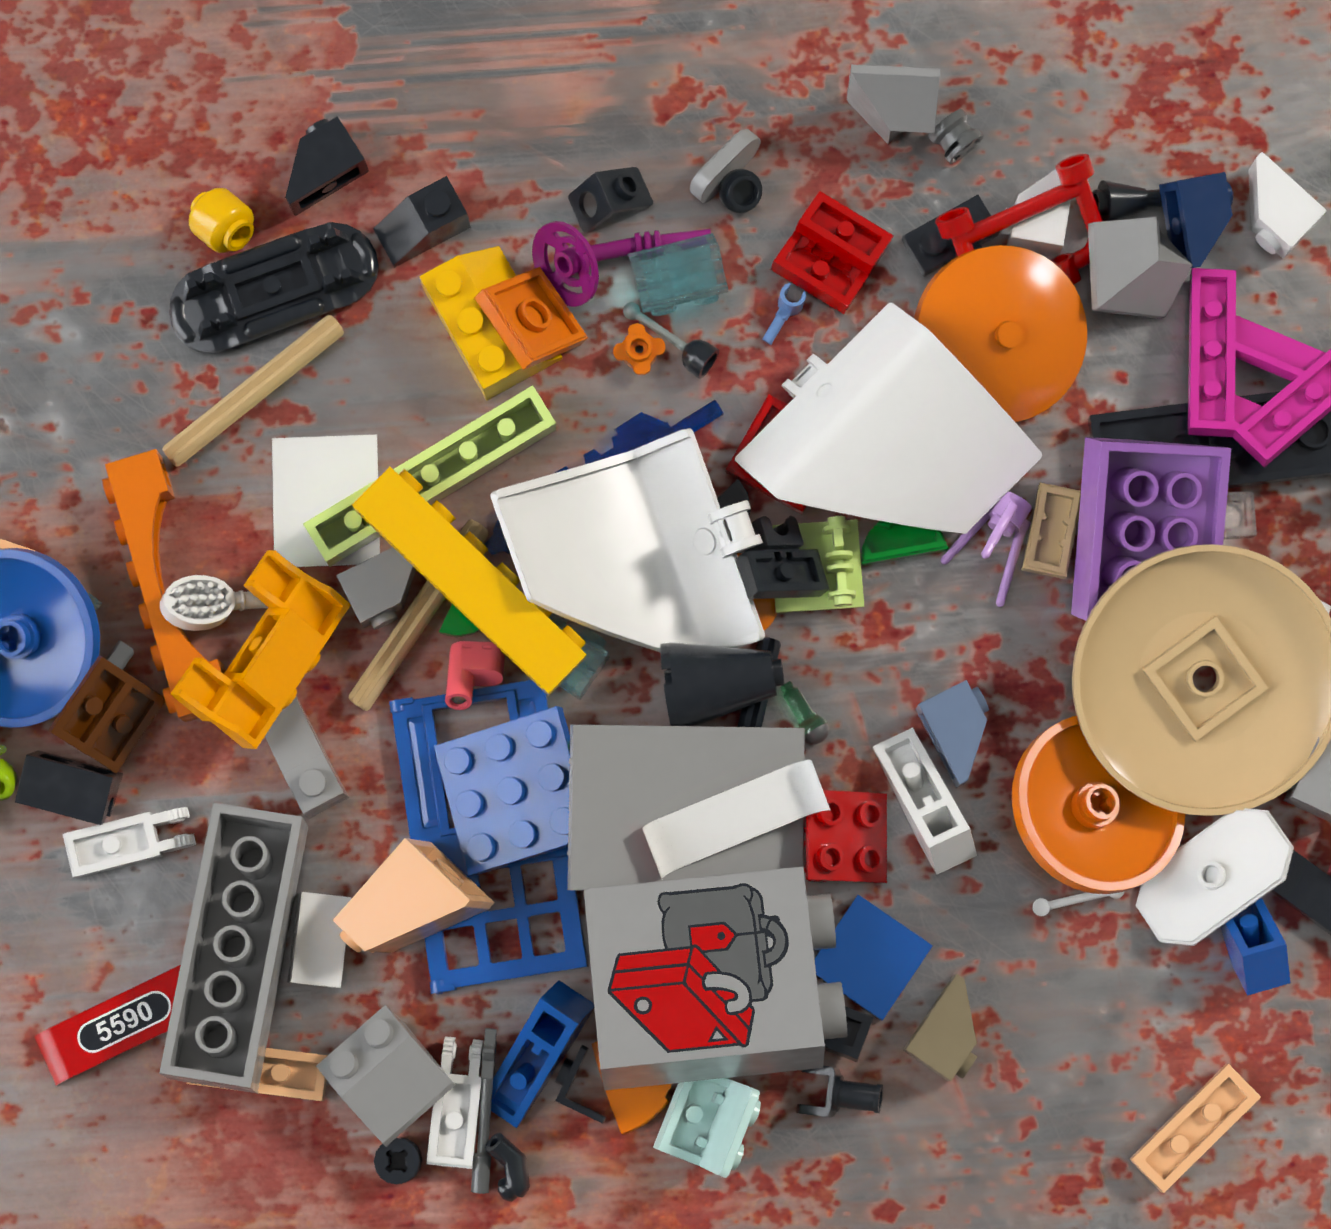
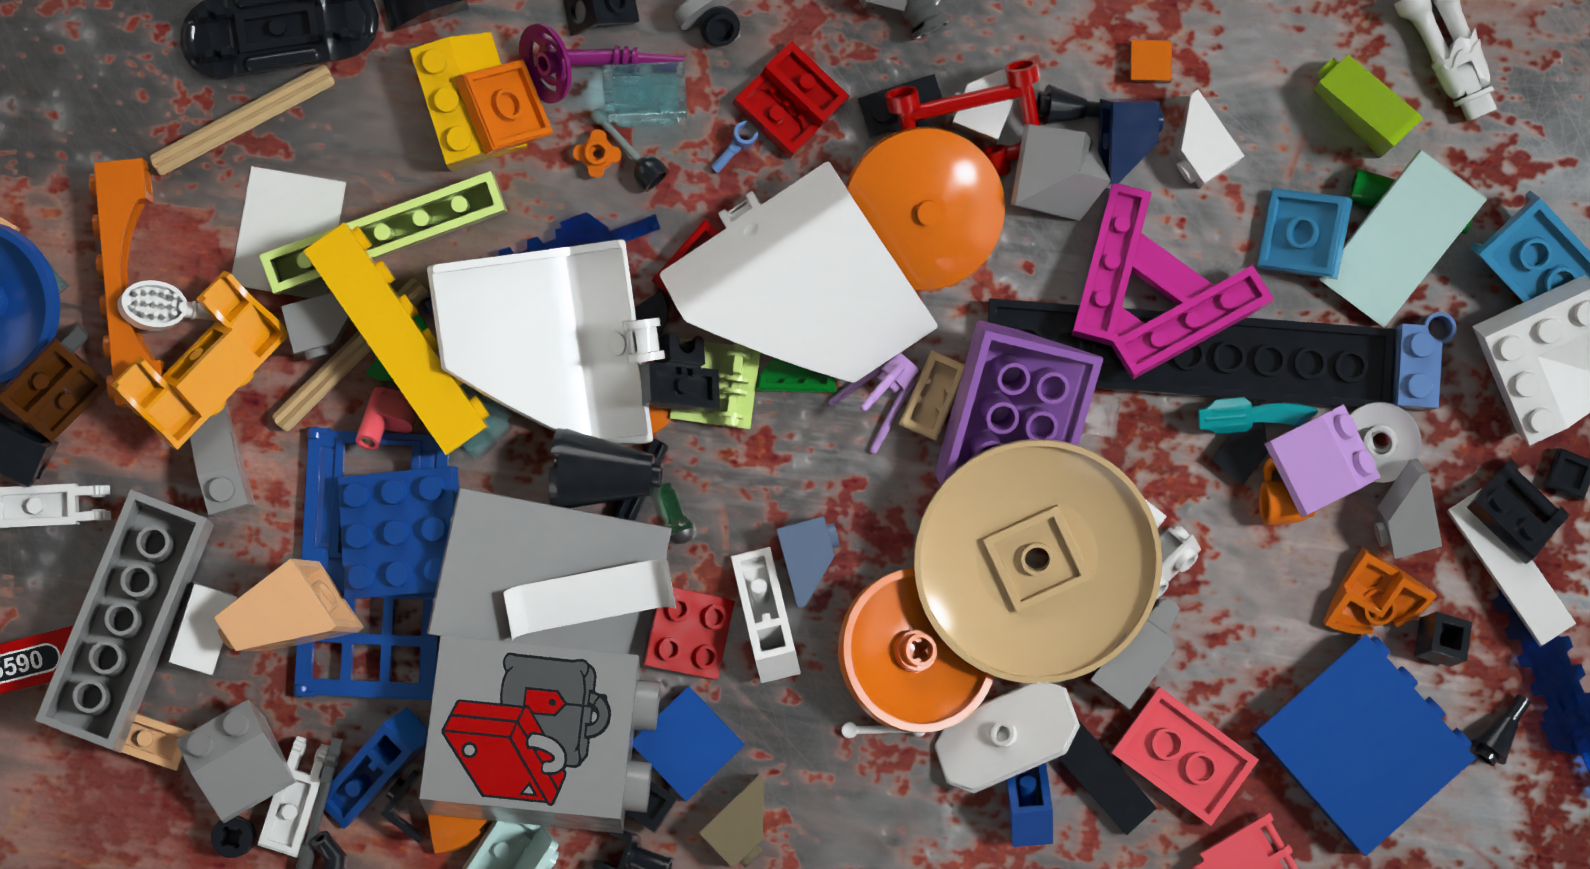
camera: 10 degrees right, 5 degrees up
(1202, 136) = (1150, 61): none -> orange tile

